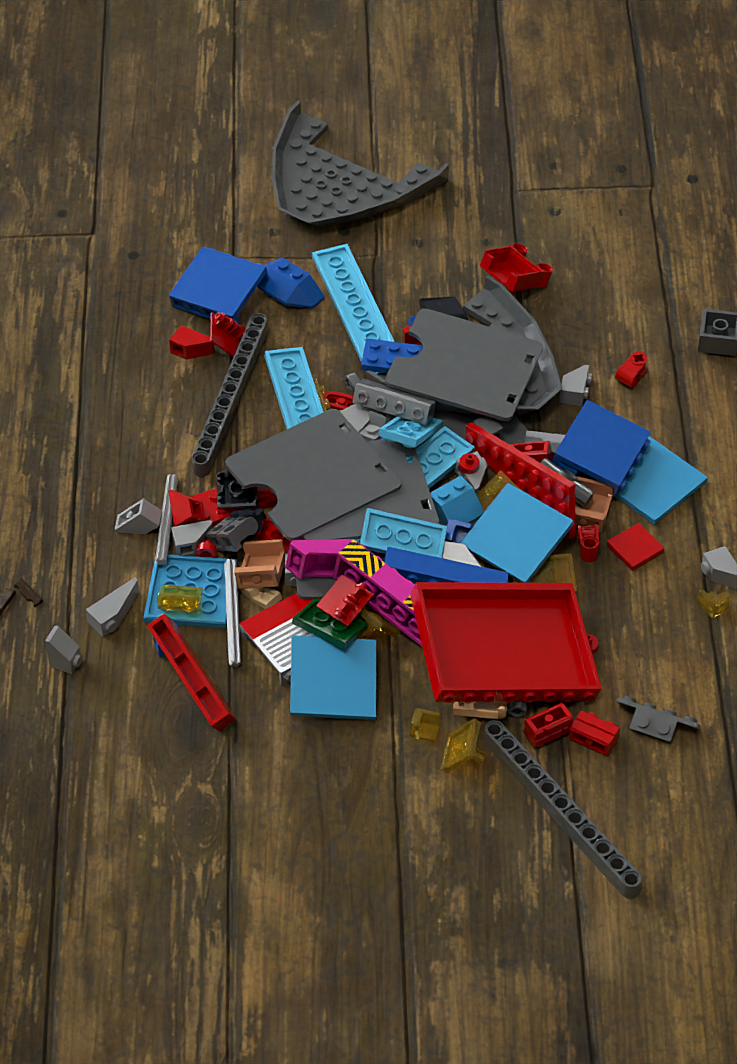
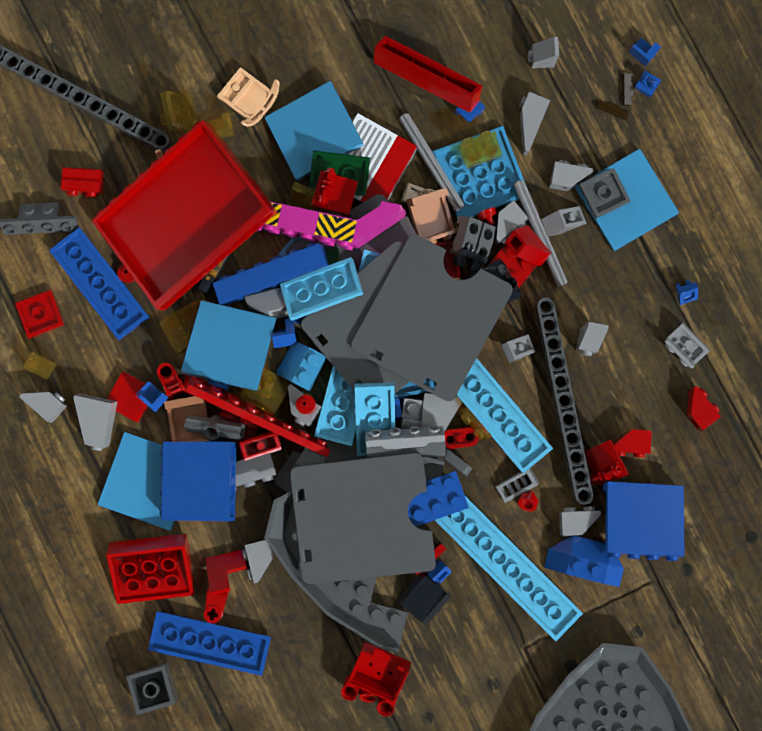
camera: 150 degrees right, 35 degrees up
(64, 425) = (687, 293): none -> blue tile
(67, 517) = (648, 205): none -> dark azure tile
(86, 521) = (604, 193): none -> dark grey plate
(94, 390) = (686, 346): none -> light grey bracket
(109, 551) = (567, 176): none -> light grey slope
(115, 343) = (700, 410): none -> red slope
(175, 419) = (591, 338): none -> light grey slope
(246, 439) = (518, 348): none -> light grey slope
(277, 309) = (577, 522): none -> light grey slope
(309, 339) = (528, 501): none -> red tile
(313, 360) = (502, 492): none -> light grey slope
(383, 738) = (248, 97): none -> light nougat piece
(548, 725) = (120, 166): red brick -> none
(613, 529) = (151, 396): none -> blue panel
(615, 392) = (220, 566): none -> red tile
(620, 644) = (99, 283): none -> blue plate
(661, 351) = (209, 643): none -> blue plate
(675, 535) = (95, 419): none -> light grey slope
(679, 416) = (150, 568): none -> red slope
(694, 645) = (39, 314): none -> red tile

